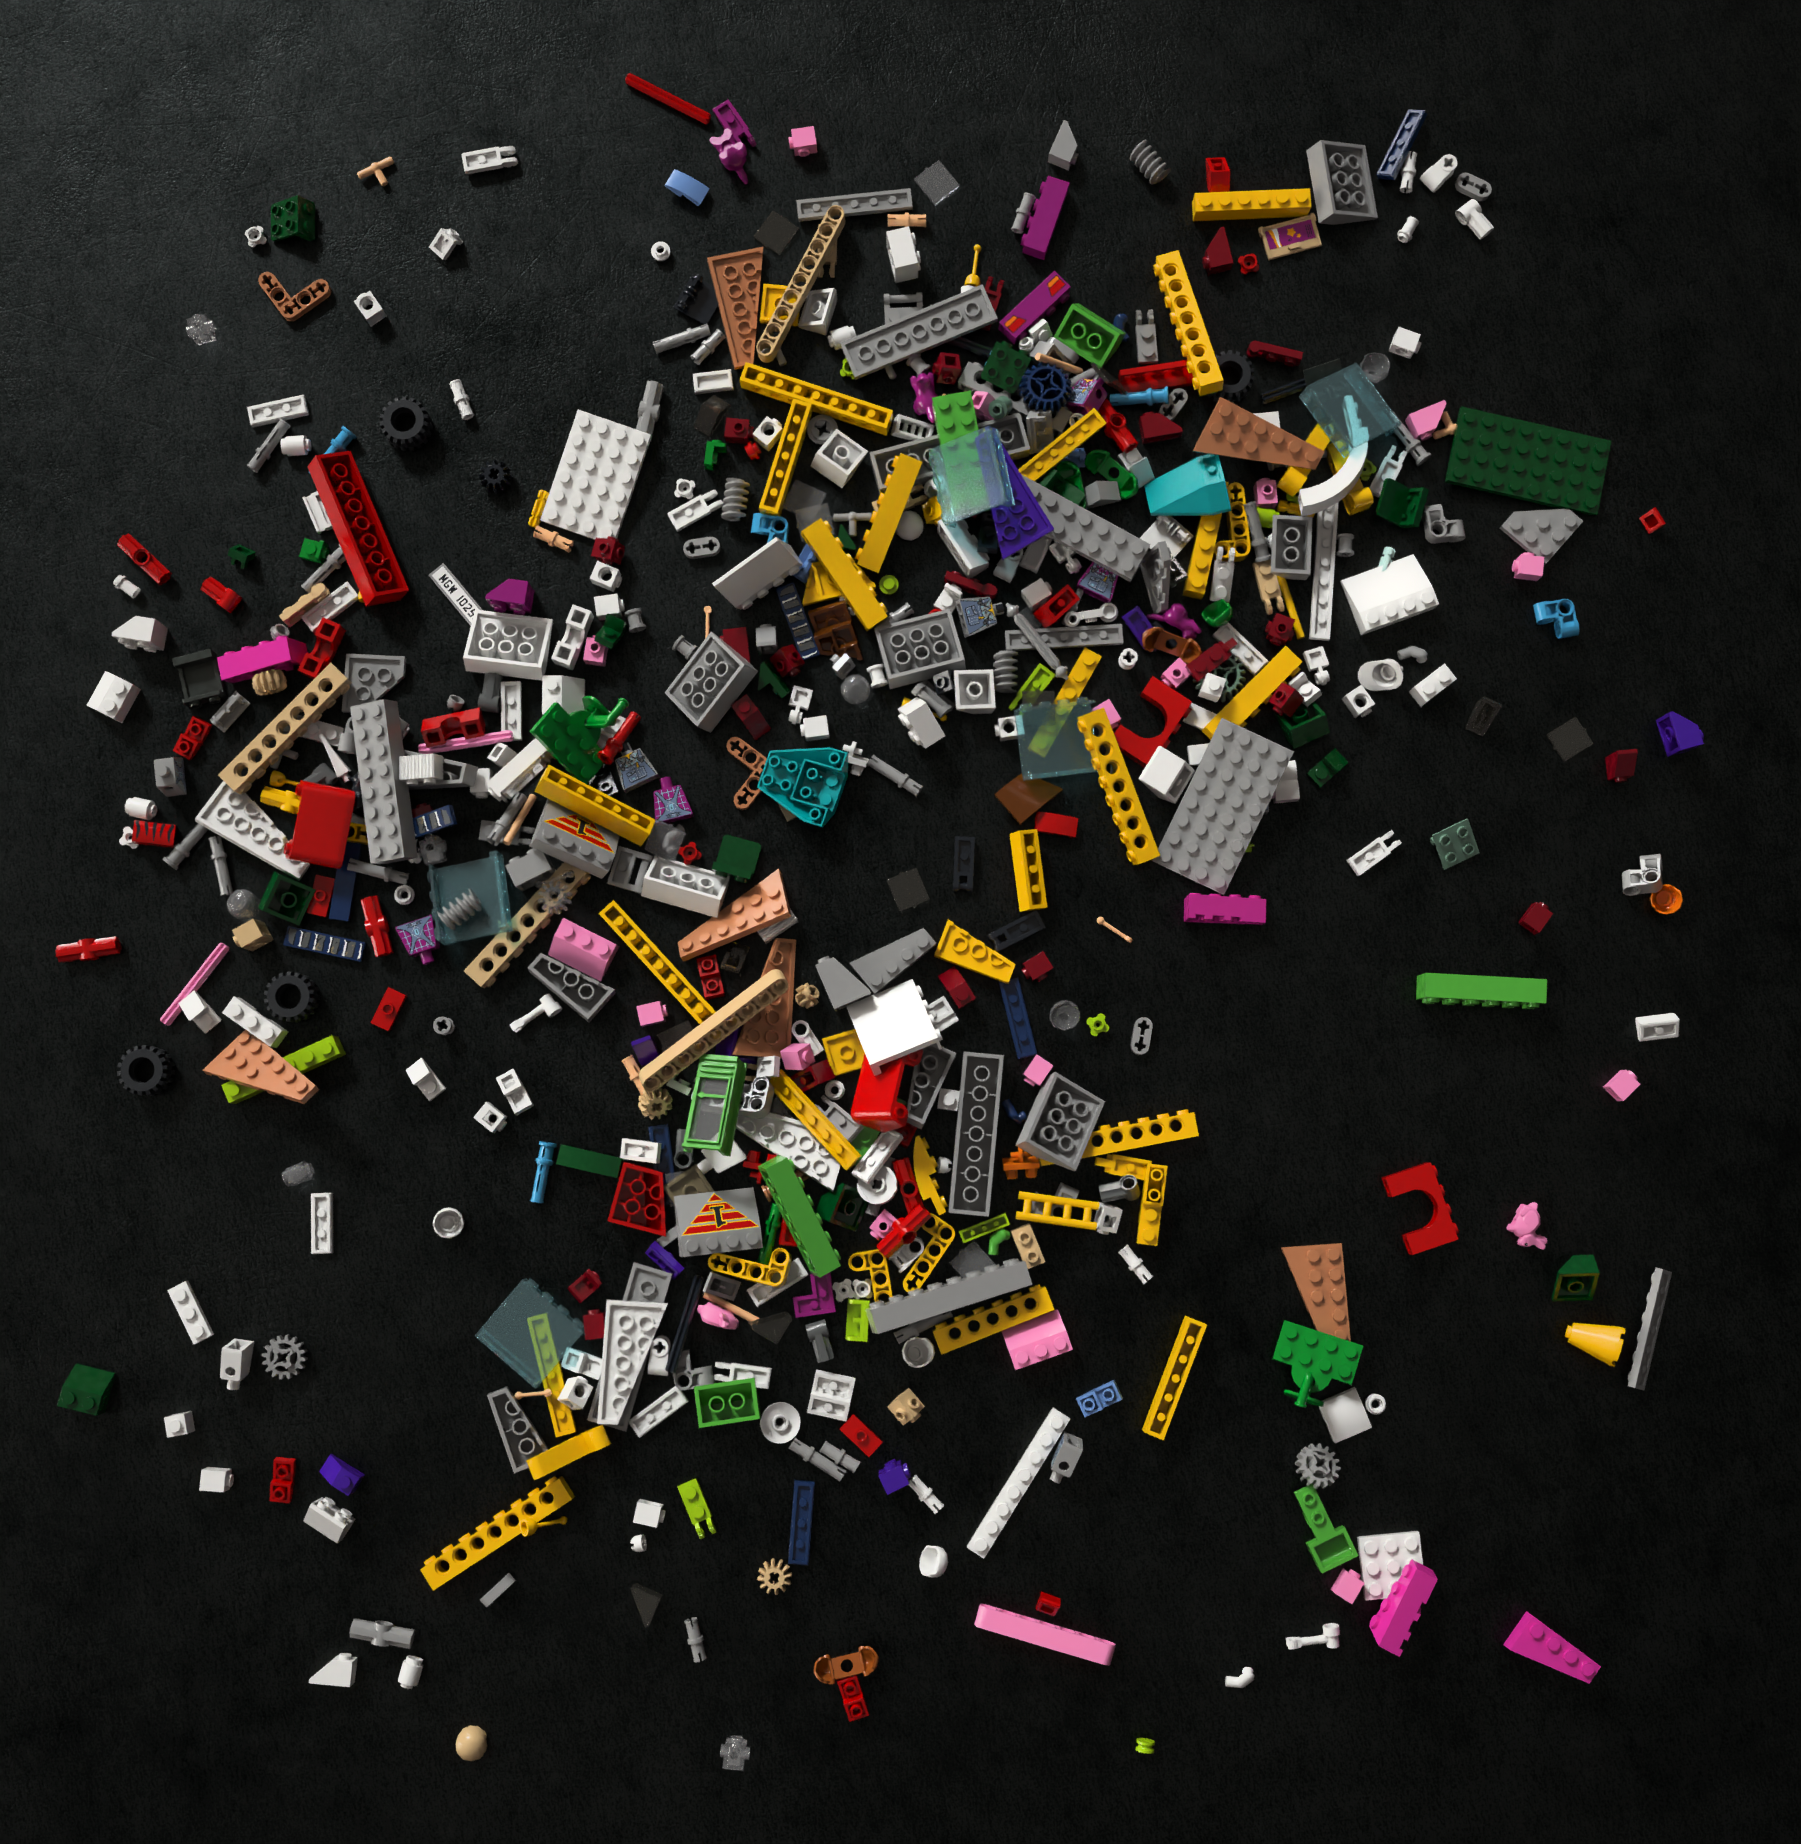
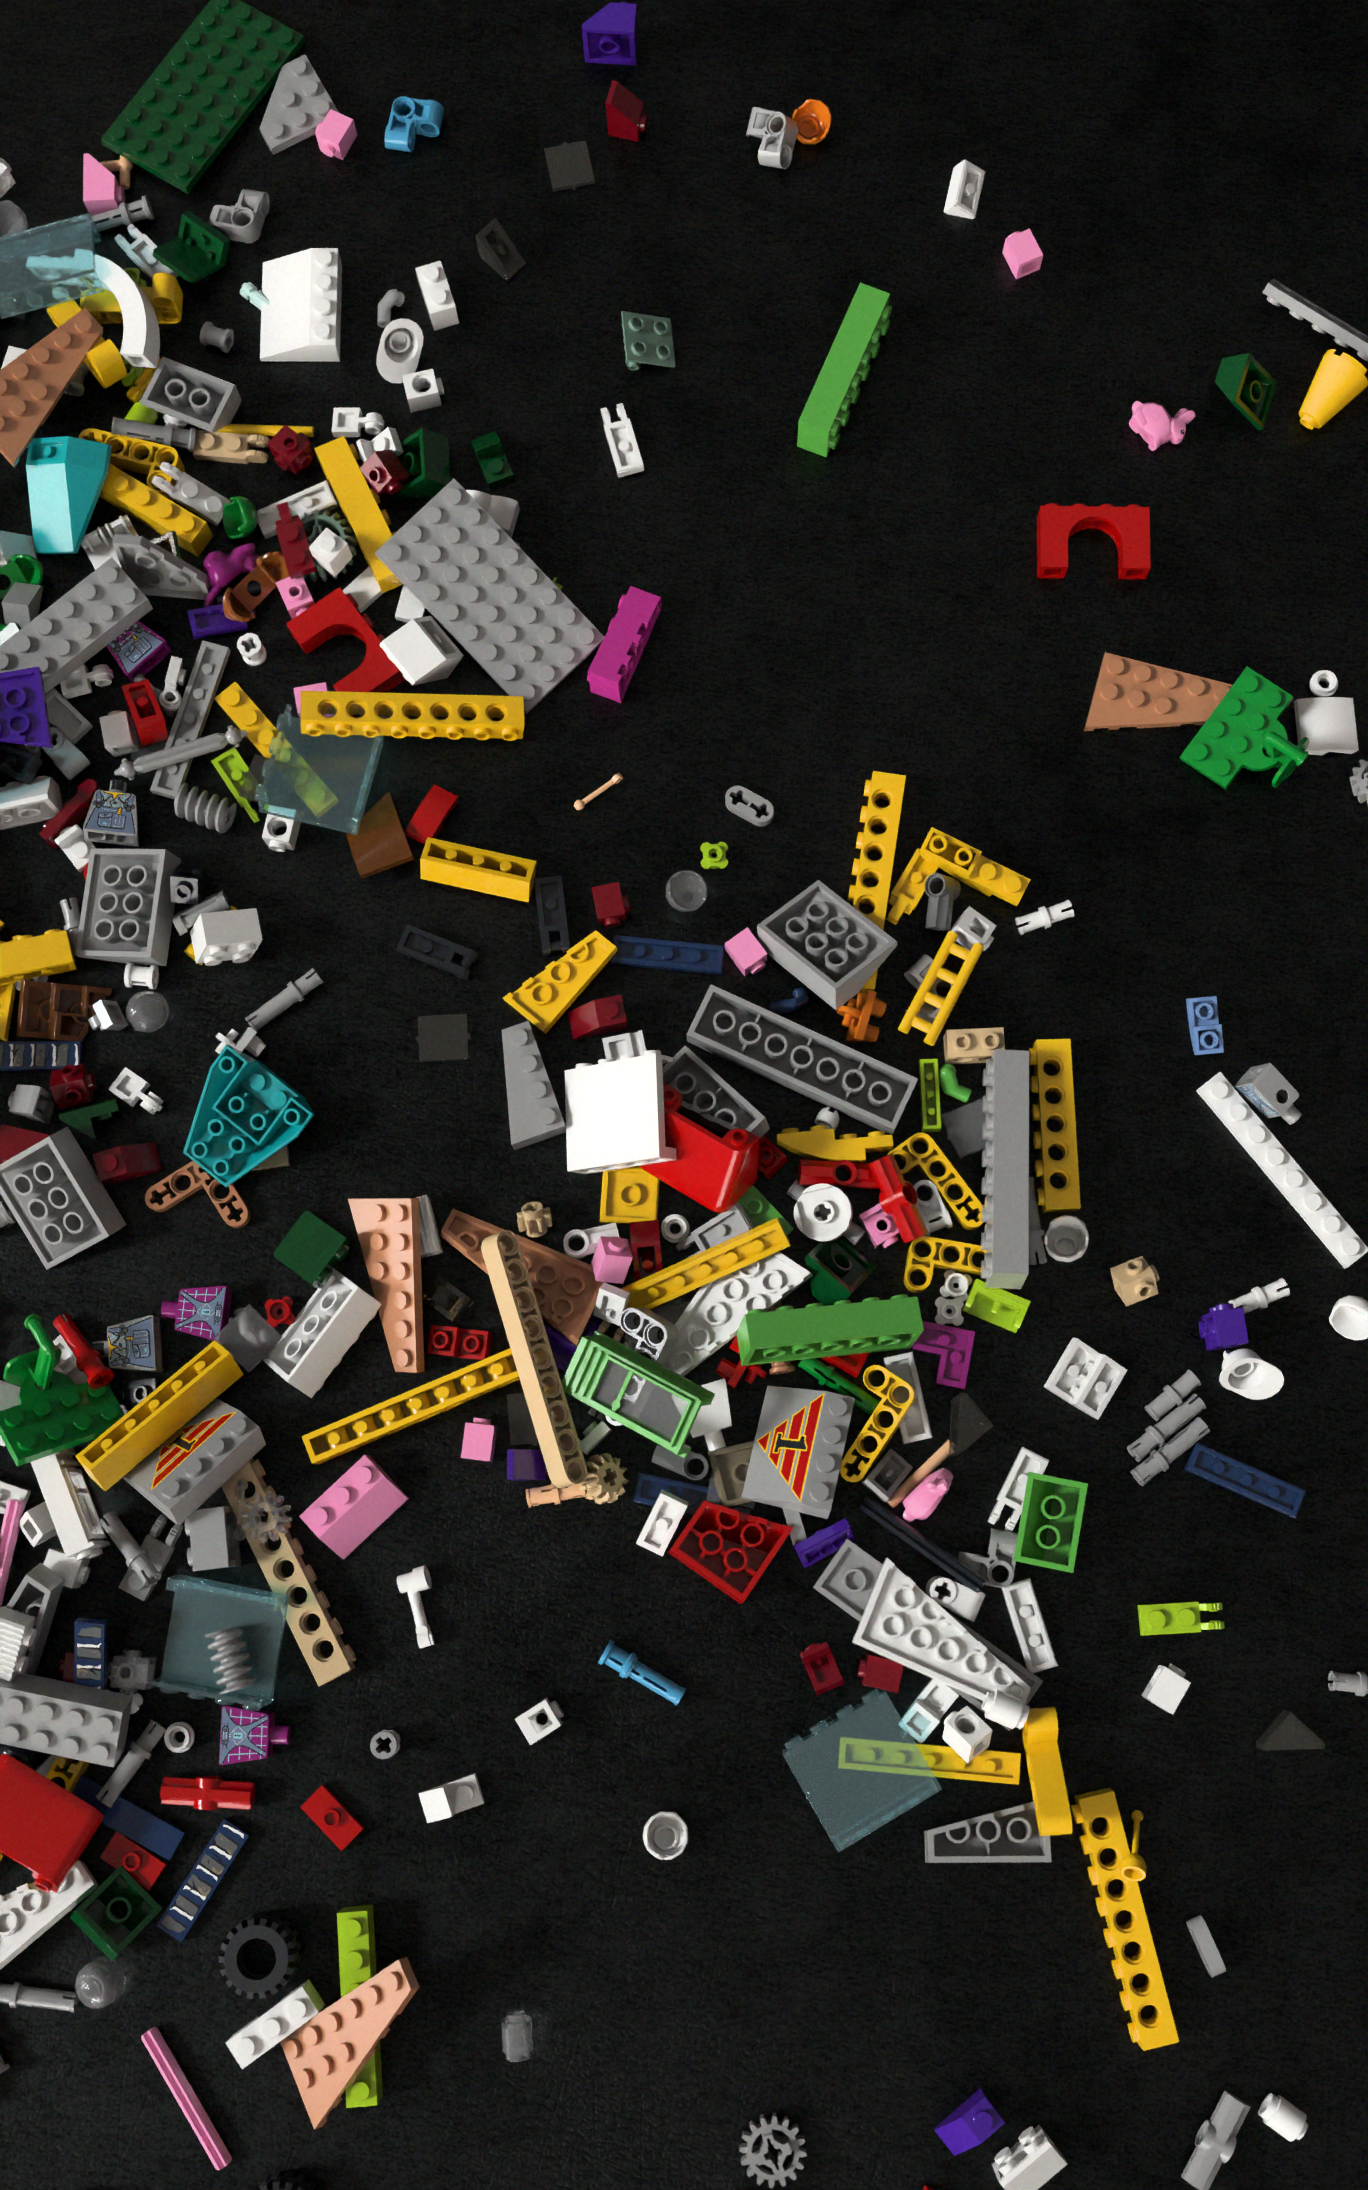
camera: 65 degrees left, 5 degrees down
(199, 1011) = (228, 2104): white slope -> none
(252, 935) = (148, 1983): tan brick -> none
(321, 1223) = (600, 2025): white tile -> none
(514, 1092) = (516, 1674): white slope -> none
(518, 1395) = (953, 1775): light nougat hinge -> none
(519, 819) = (138, 1531): light nougat bar -> none
(575, 989) = (401, 1538): light grey wedge -> none
(589, 1161) = (651, 1599): dark green slope -> none
(597, 1412) = (1005, 1709): none -> white brick
(623, 868) = (263, 1409): light grey plate -> none
(639, 1543) = (1203, 1716): white hinge -> none
(782, 1578) = (1307, 1554): tan gear -> none
(787, 1429) = (1111, 1453): white dish -> none
(798, 1464) = (1176, 1446): none -> light grey pin
(815, 728) = (178, 1081): white brick -> none
(819, 1336) = (998, 1366): dark grey piece -> none
(840, 984) = (534, 1167): light grey slope -> none
(861, 1435) = (1152, 1357): red plate -> none
(870, 1502) = (1250, 1375): none -> white piece
(877, 1156) = (785, 1199): white tile -> none
(888, 584) = (26, 918): lime plate -> none
(948, 1099) = (744, 1079): white brick -> none
(974, 691) = (214, 852): white slope -> none
(1037, 1339) = (1103, 1077): bright pink slope -> none
(1109, 612) = (182, 650): white plate -> none
(1174, 1377) = (1209, 917): yellow brick -> none
(1265, 493) = (107, 404): bright pink brick -> none
(1323, 574) = (244, 375): white plate -> none
(1536, 917) = (777, 278): dark red brick -> none

